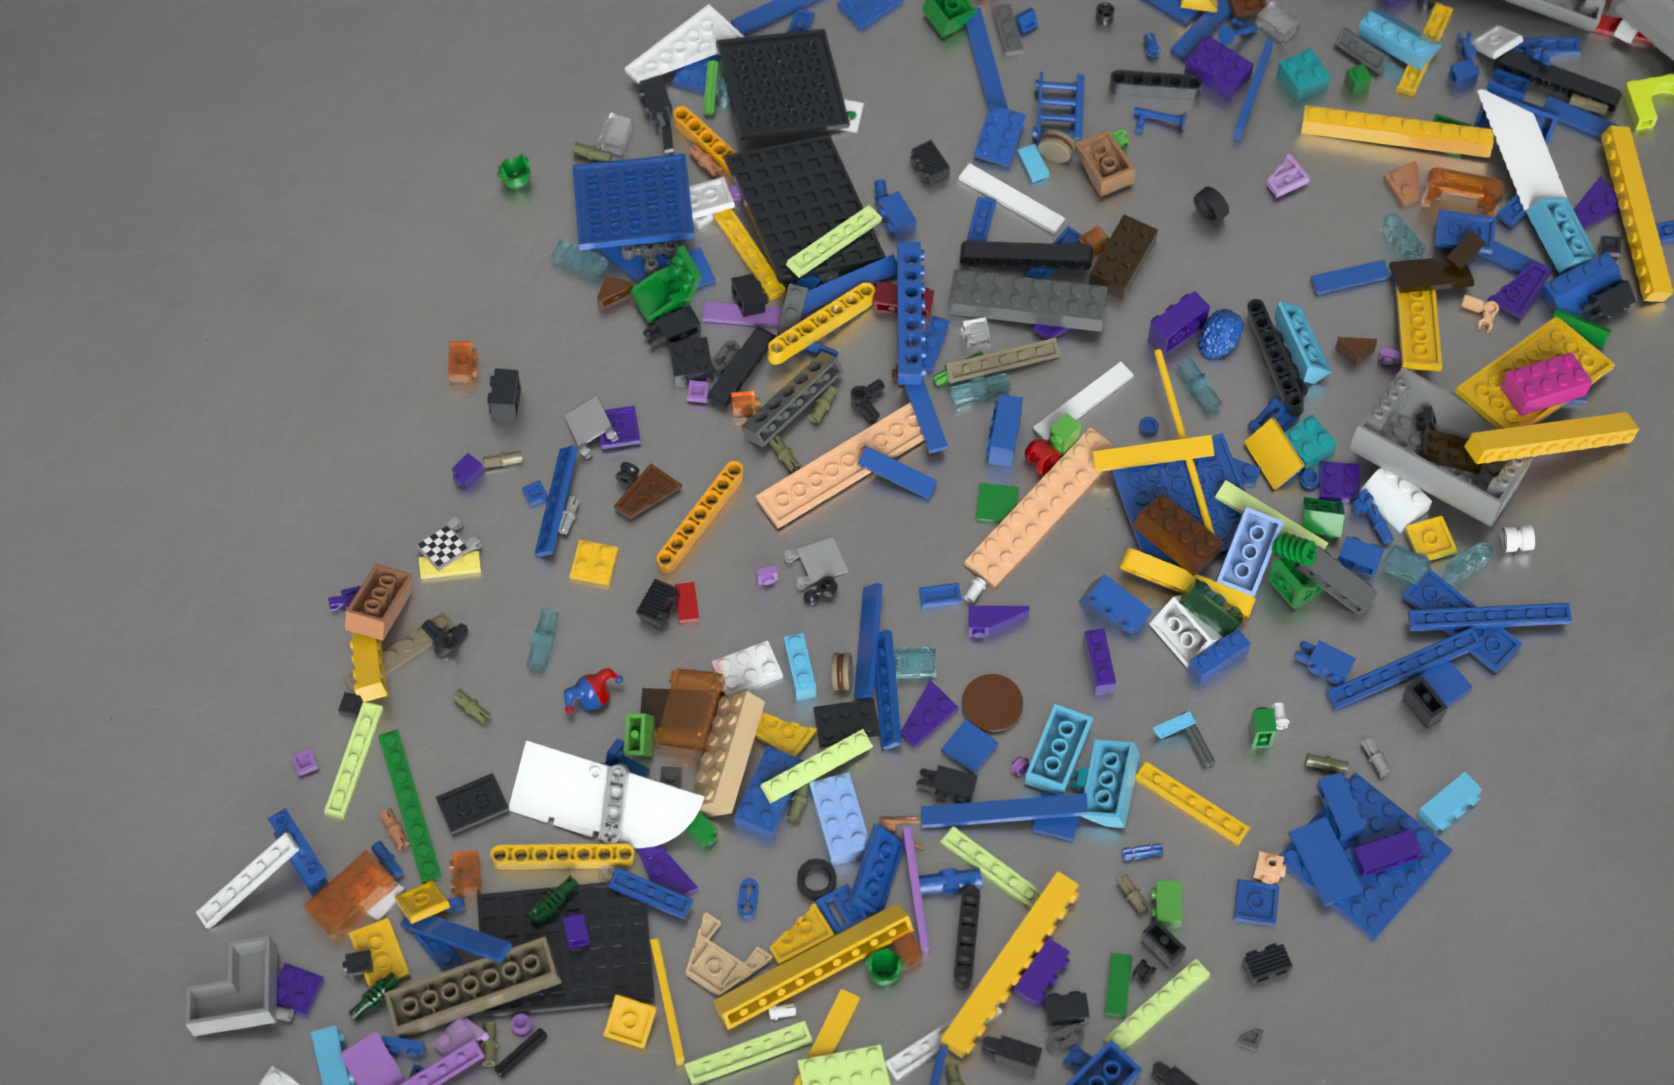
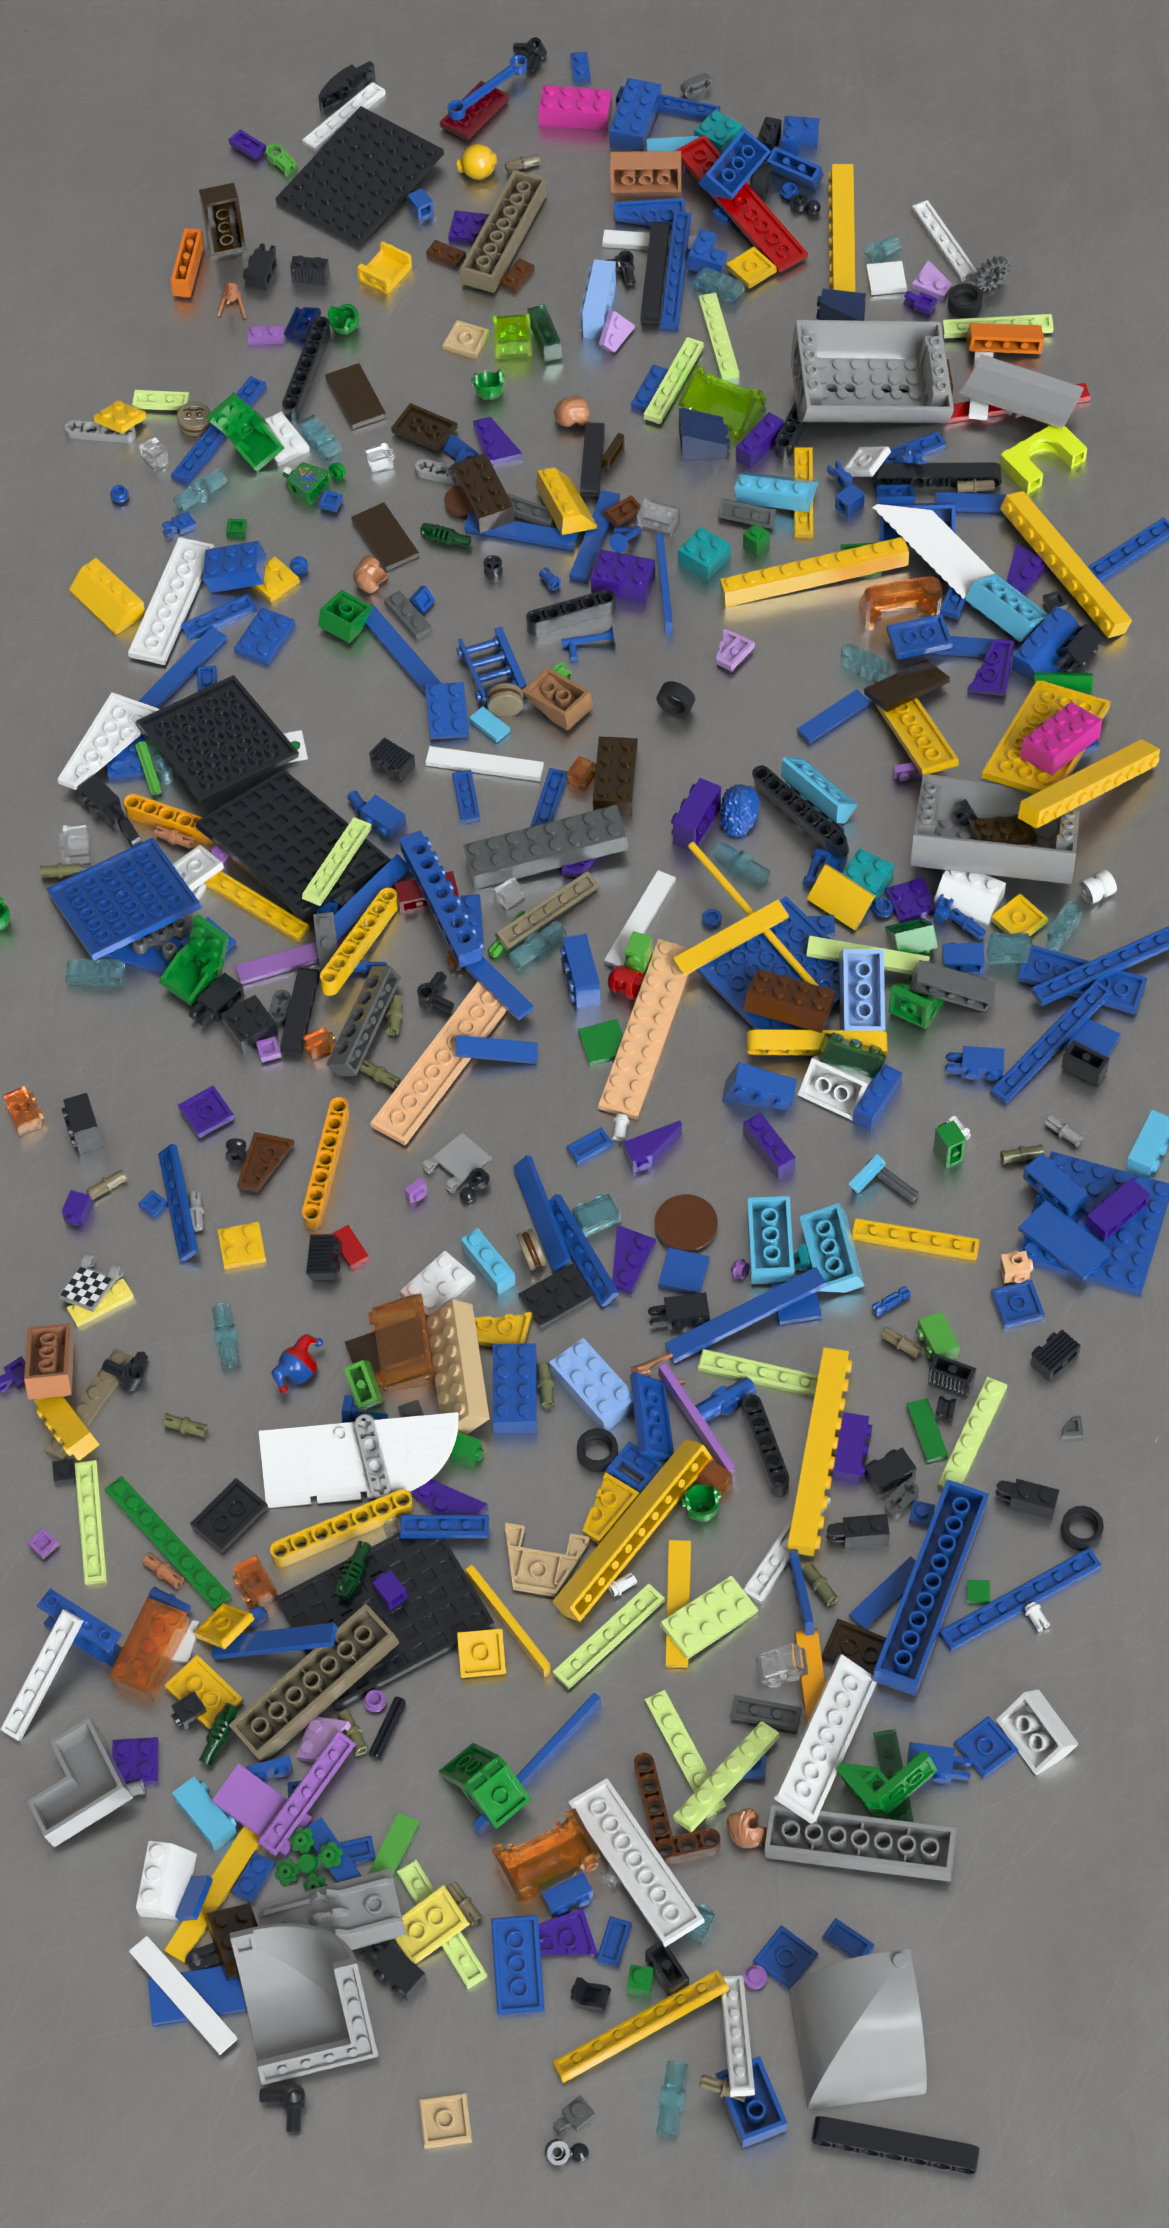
camera: 20 degrees left, 5 degrees down
(439, 952) = (261, 1667): blue tile -> none
(588, 423) = (175, 1119): light grey flag -> none
(613, 291) = (142, 988): reddish brown slope -> none
(748, 295) = (276, 942): black brick -> none
(753, 898) = (544, 1493): blue beam -> none
(816, 766) = (549, 1344): yellowish green plate -> none
(1026, 255) = (523, 808): black beam -> none
(1295, 548) = (905, 969): green piece -> none
(1355, 349) = (868, 777): reddish brown slope -> none
(1404, 183) = (842, 616): nougat wing -> none
(1465, 250) = (929, 652): dark brown tile -> none
(1489, 310) = (973, 698): light nougat bar -> none

